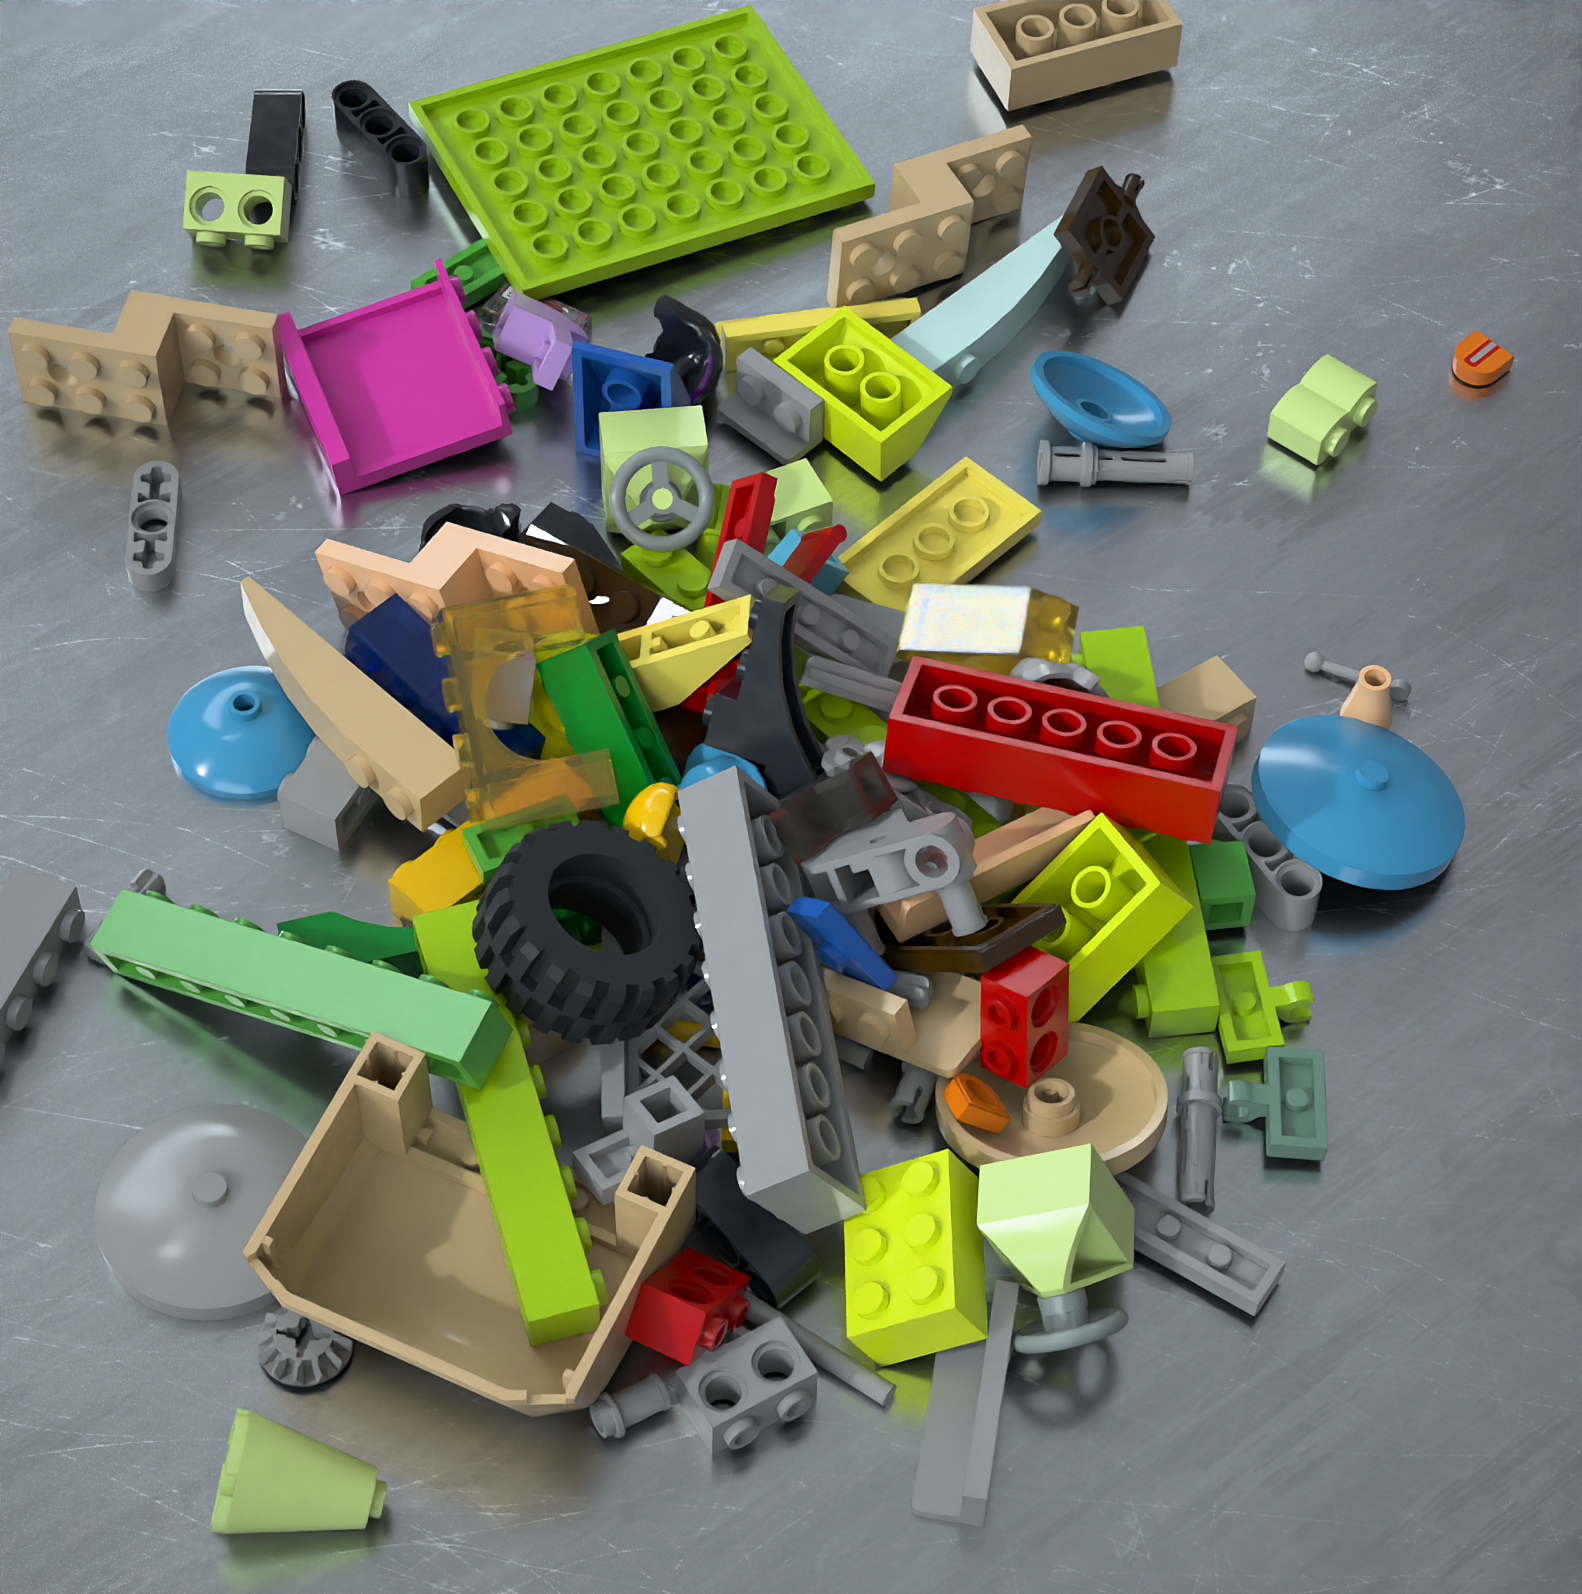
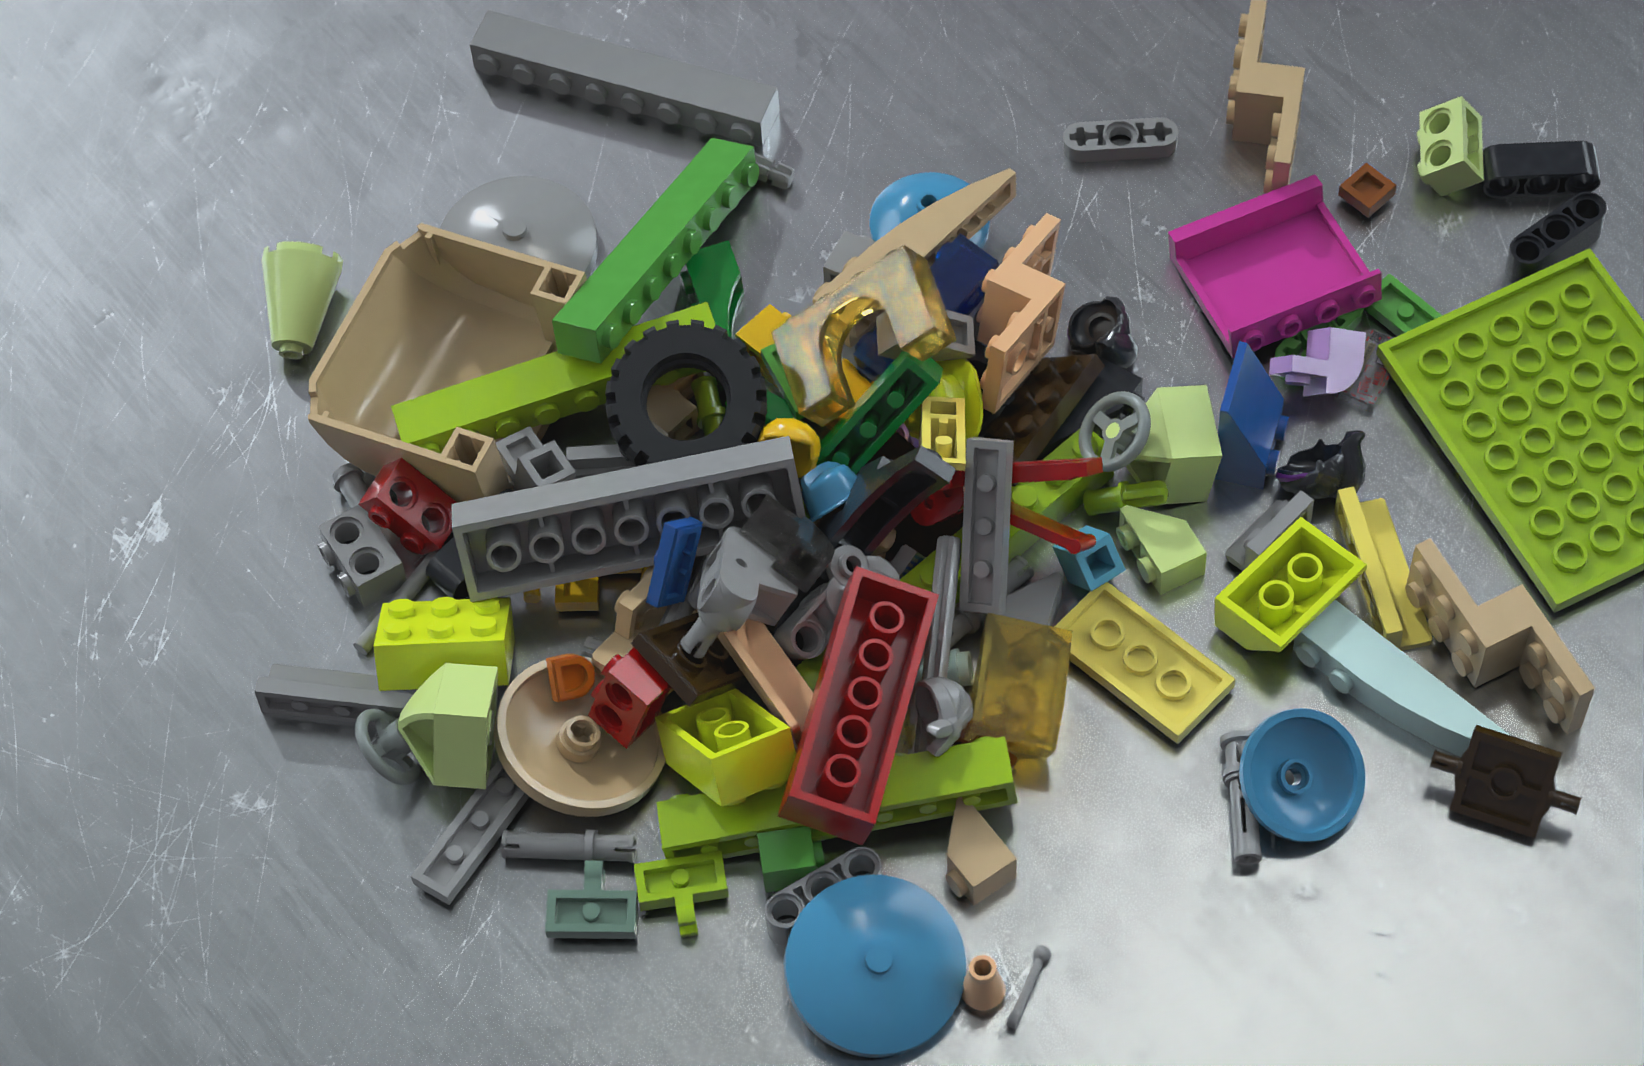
camera: 95 degrees right, 5 degrees up
(279, 292) = (1367, 190): none -> dark orange plate
(1323, 410) = (1324, 965): yellowish green brick -> none

